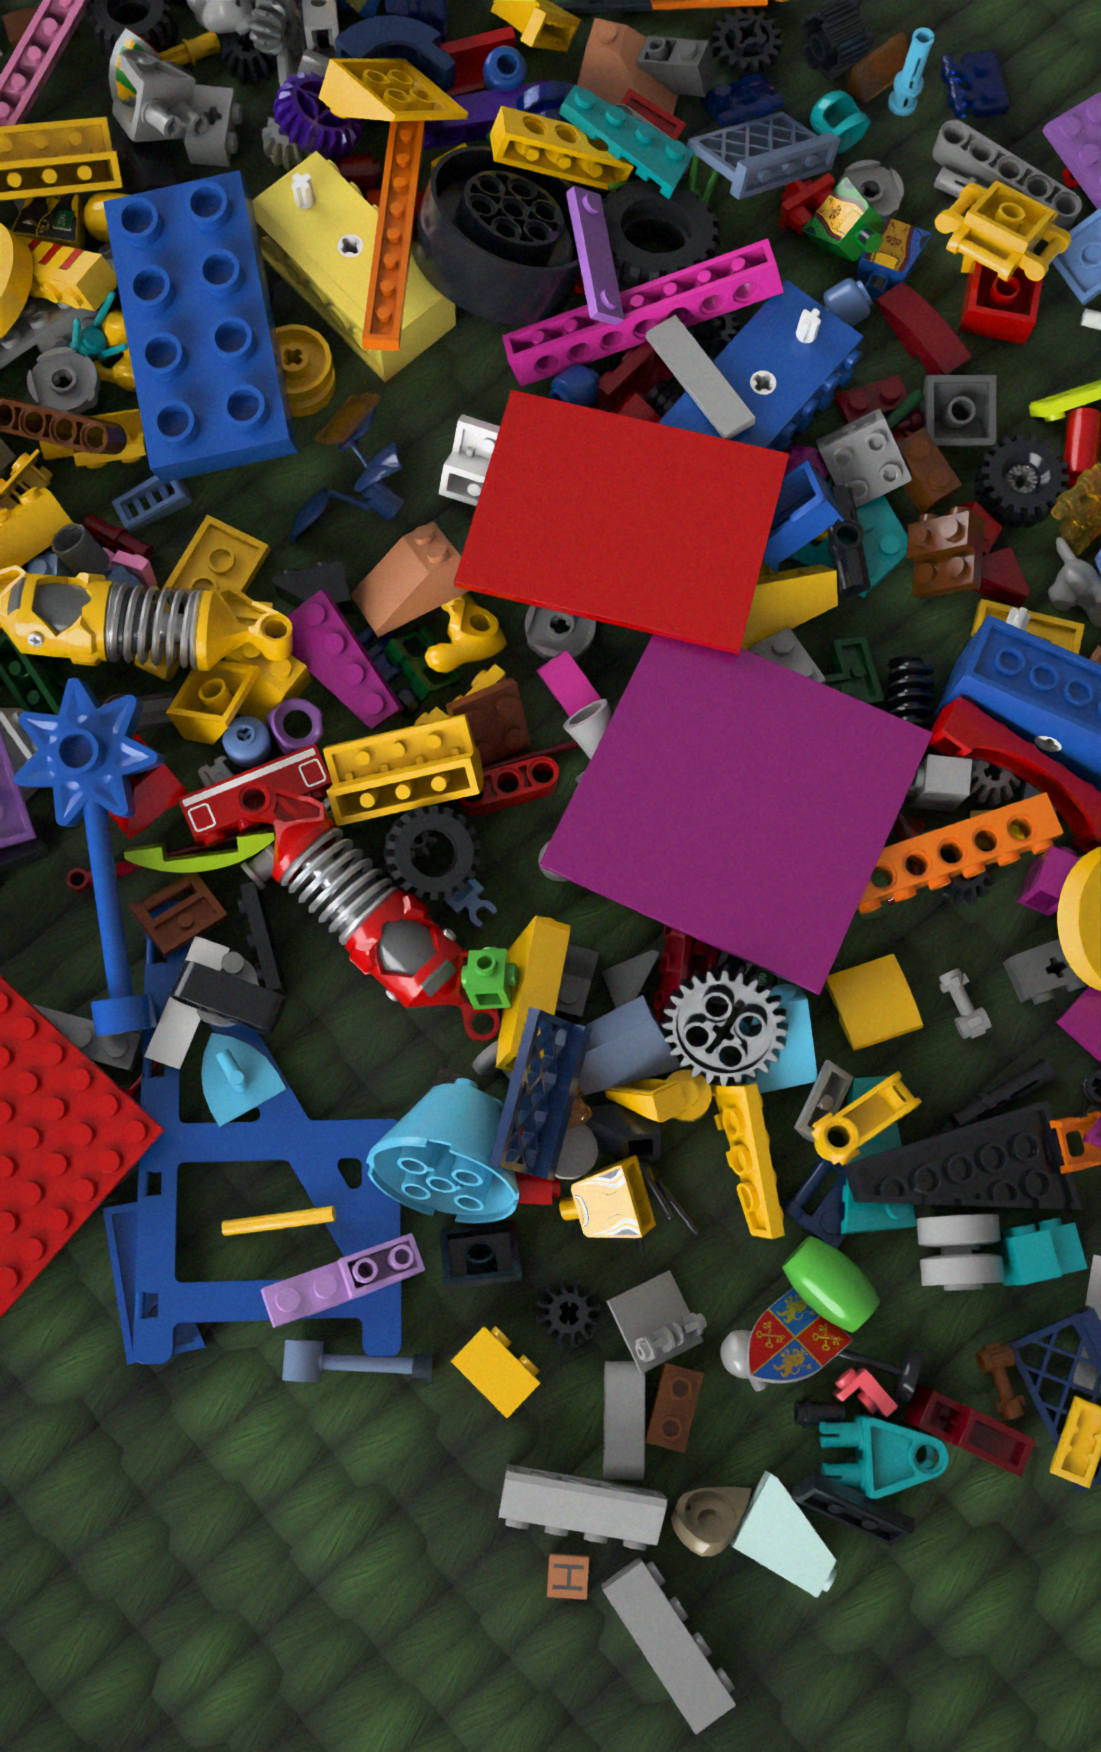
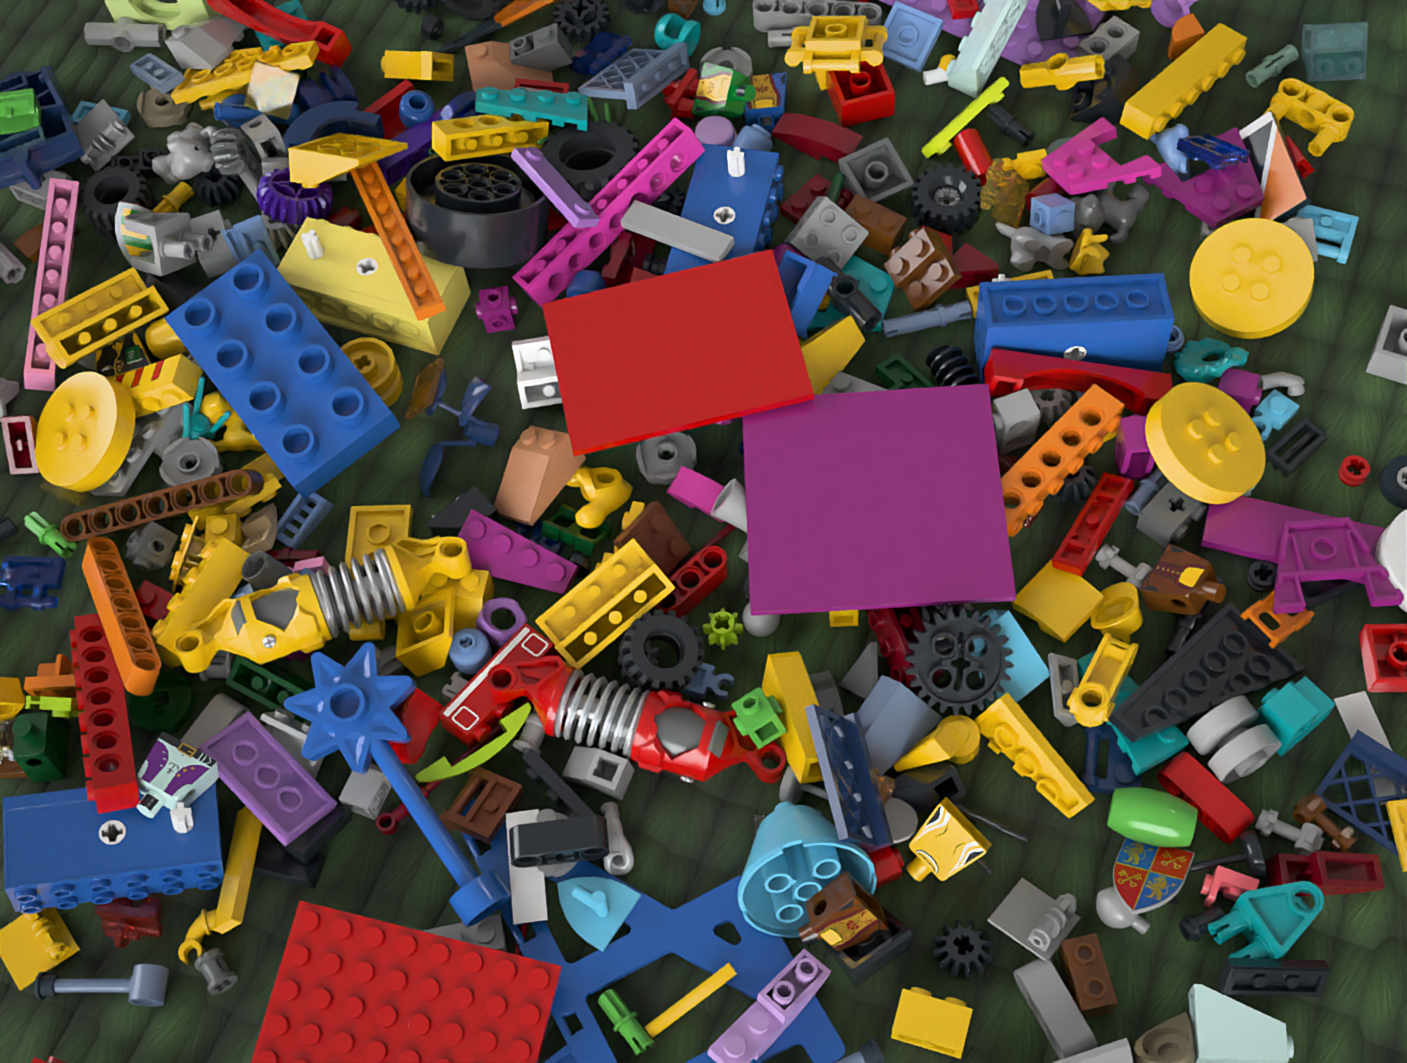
camera: 15 degrees left, 15 degrees down
(65, 480) = (224, 526): none -> yellow brick
(67, 842) = (366, 792): none -> light grey brick
(104, 493) = (260, 529): none -> tan slope
(205, 1207) = (625, 1021): none -> bright green axle
(247, 148) = (247, 238): none -> medium blue plate
(287, 1034) = (621, 855): none -> light grey piece
(309, 940) = (599, 771): none -> light grey slope
(466, 1223) = (843, 914): none -> reddish brown torso
(470, 362) = (497, 309): none -> magenta brick
(521, 845) = (723, 621): none -> lime gear
(812, 270) = (715, 131): none -> lavender piece
(898, 1289) = (1216, 805): none -> red beam
(926, 1051) = (1118, 612): none -> yellow piece
(929, 614) = (933, 317): none -> sand blue pin
(958, 939) = (1092, 524): none -> red plate
(974, 1385) = (1307, 839): none -> light grey bar
(1009, 1054) = (1181, 583): none -> reddish brown torso
(1033, 933) = (1146, 492): none -> sand blue axle

